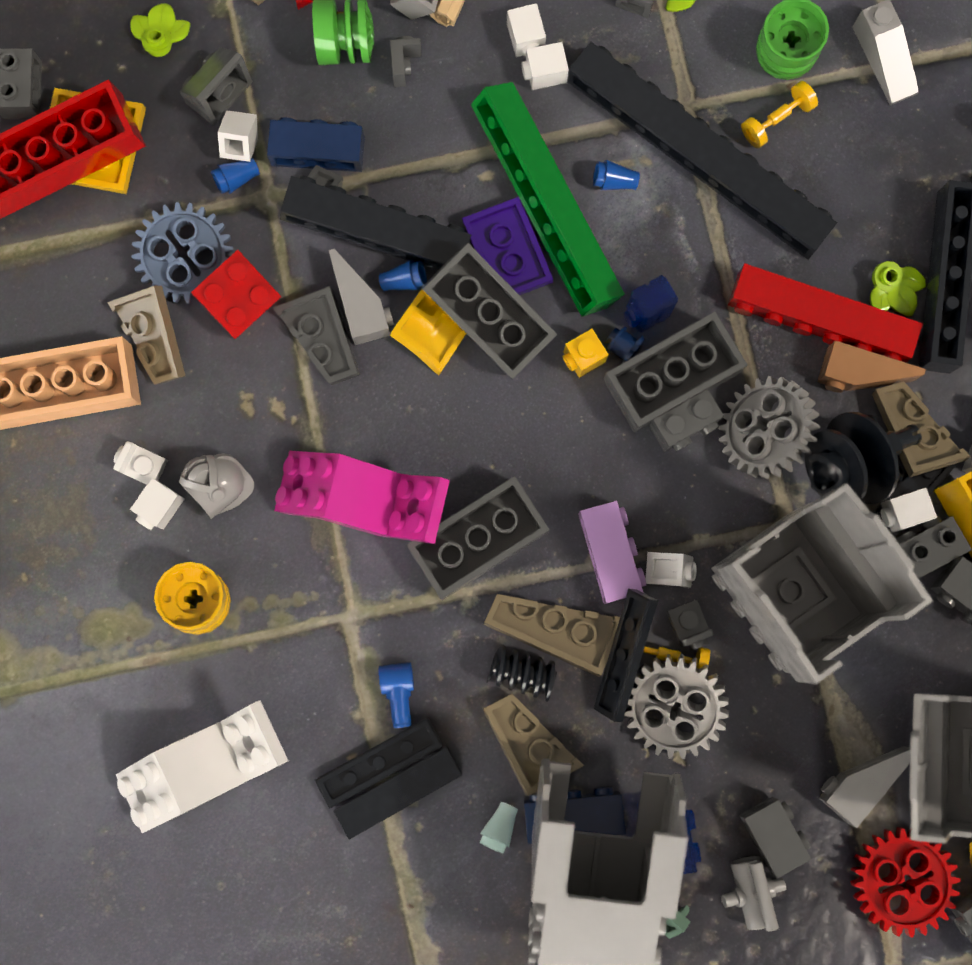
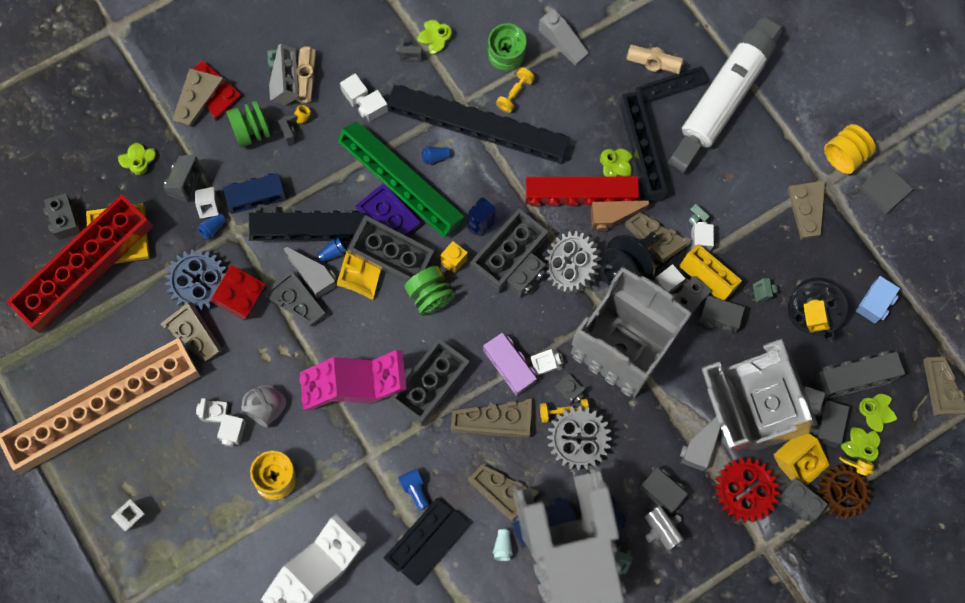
camera: 25 degrees left, 10 degrees down
(432, 42) = (302, 114): none -> yellow piece
(523, 672) = (484, 449): black piece -> none
(527, 388) = (429, 290): none -> bright green wheel
(623, 344) = (473, 244): dark blue brick -> none
(625, 655) = (539, 418): black tile -> none

